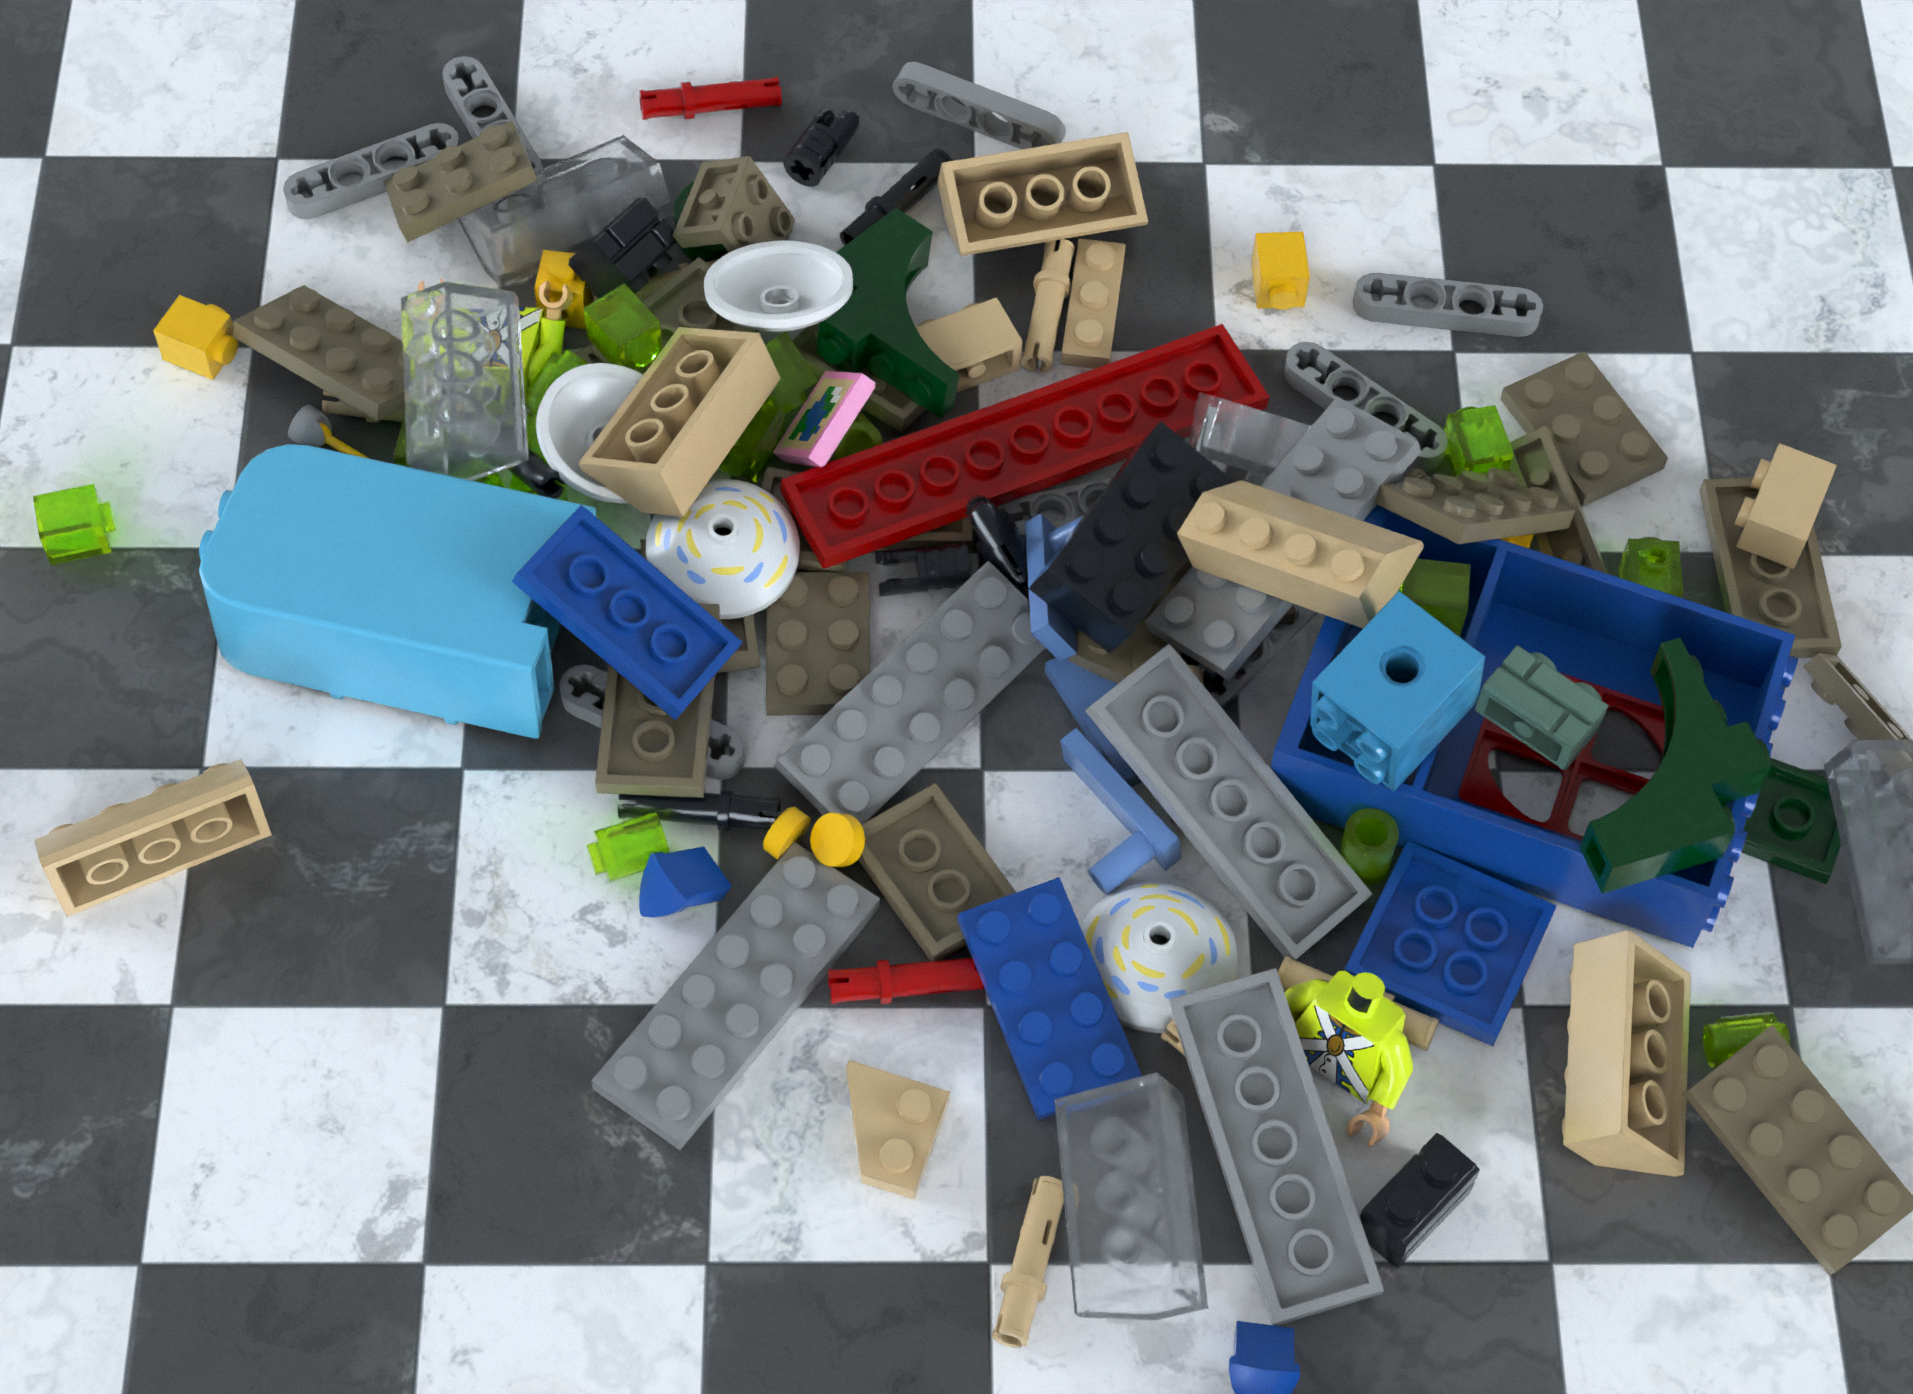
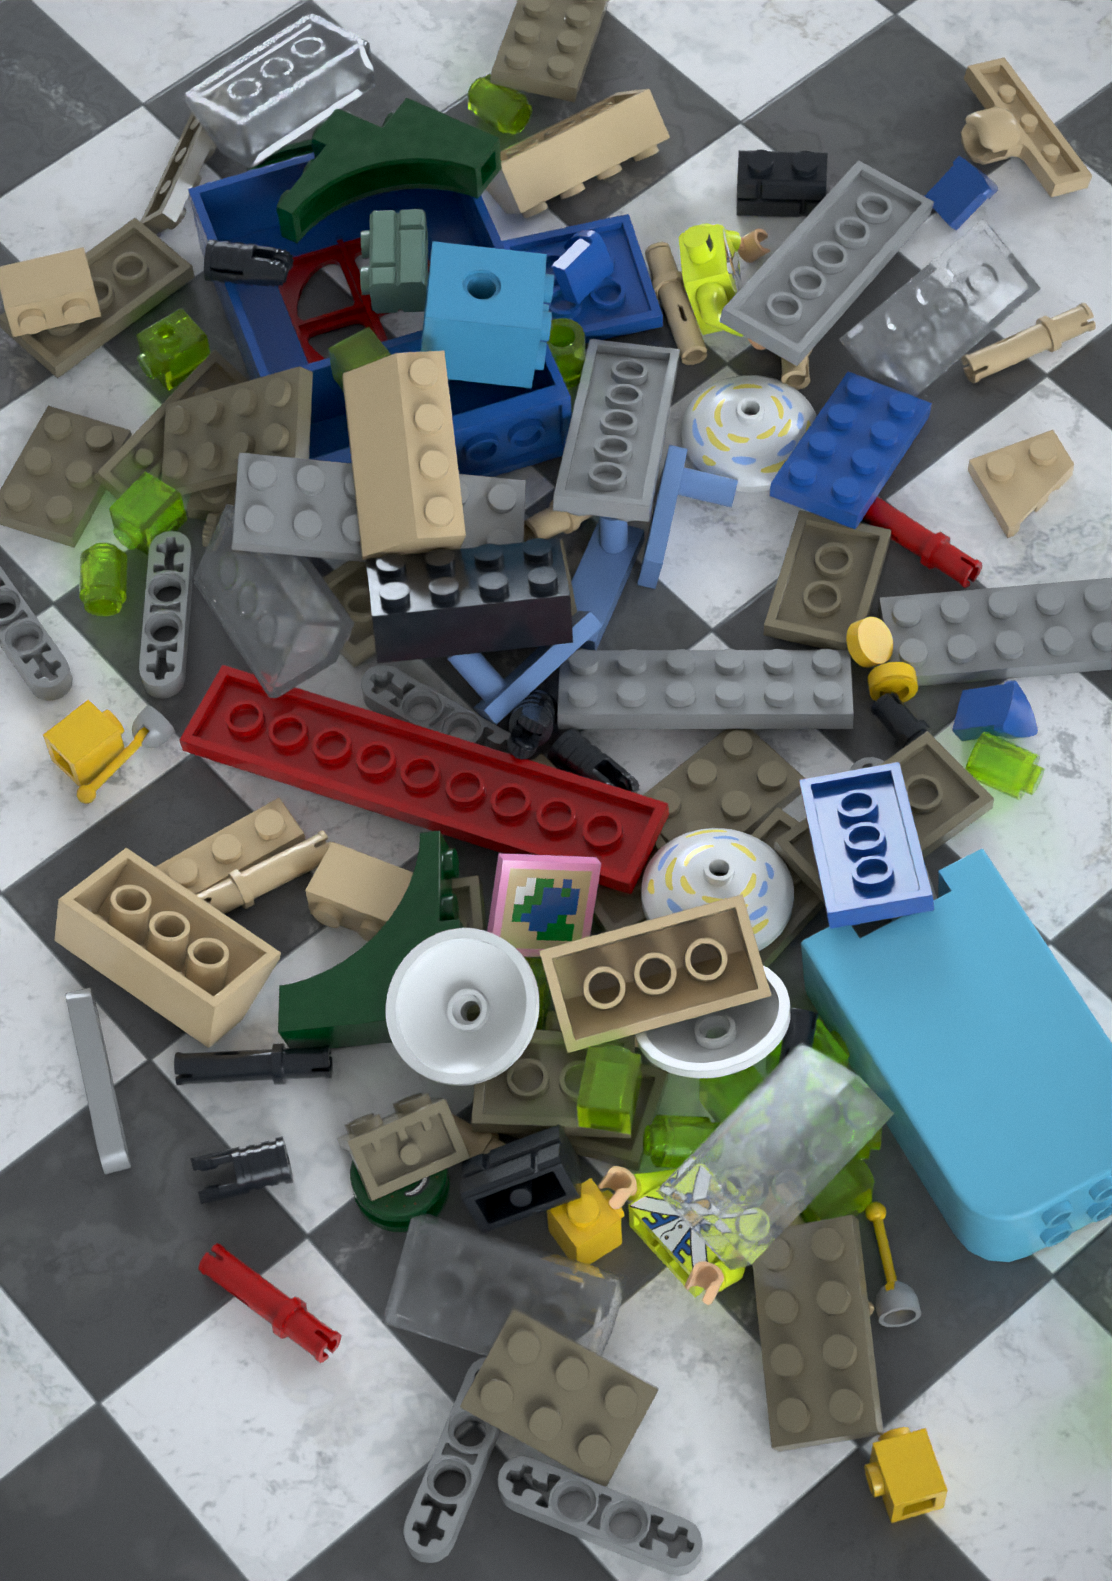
camera: 125 degrees left, 0 degrees up
(1253, 313) = (148, 730): none -> hinge
(1436, 379) = (103, 579): none -> clear neon green brick
(1451, 928) = (582, 265): none -> blue tile
(1648, 595) = (246, 263): none -> black hinge

